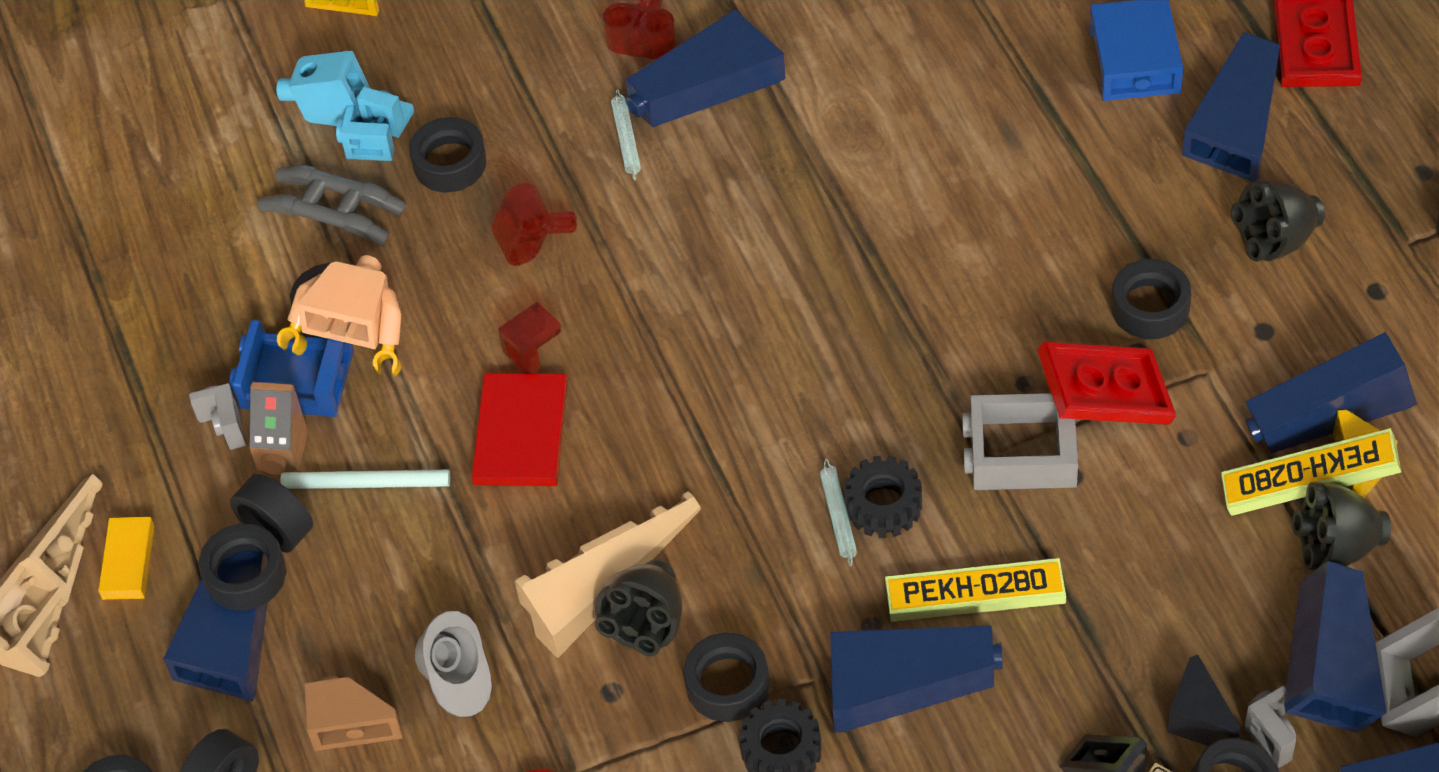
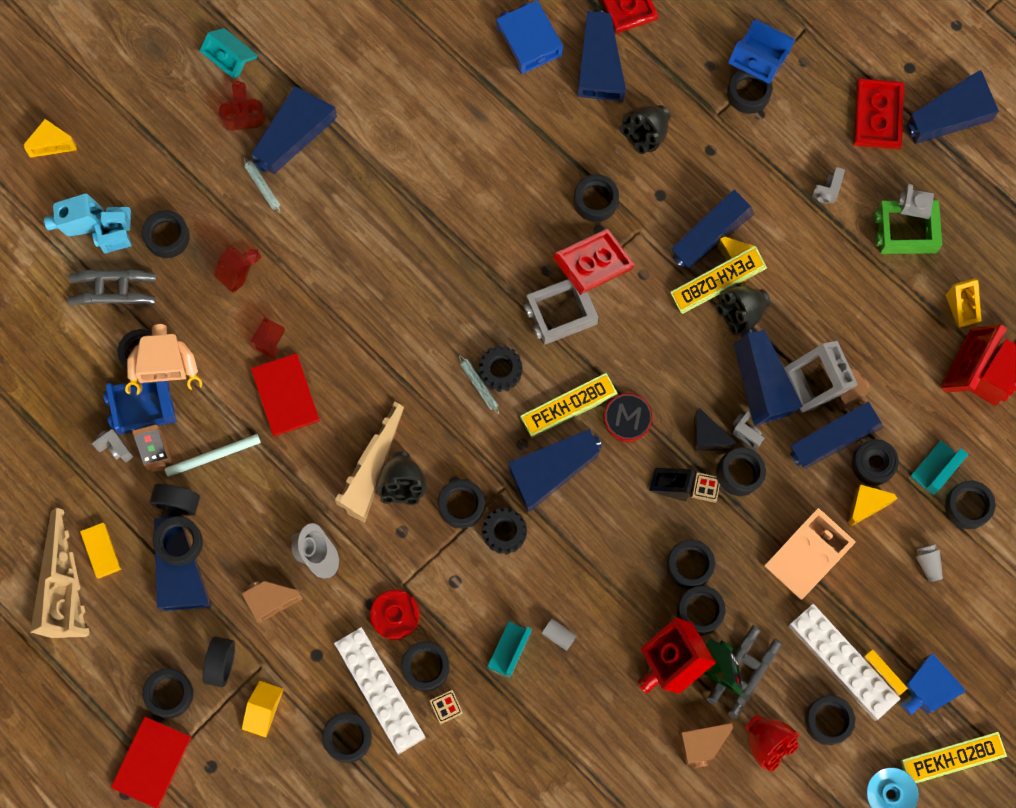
camera: 30 degrees left, 20 degrees up
(1069, 640) = (628, 417): none -> black tile

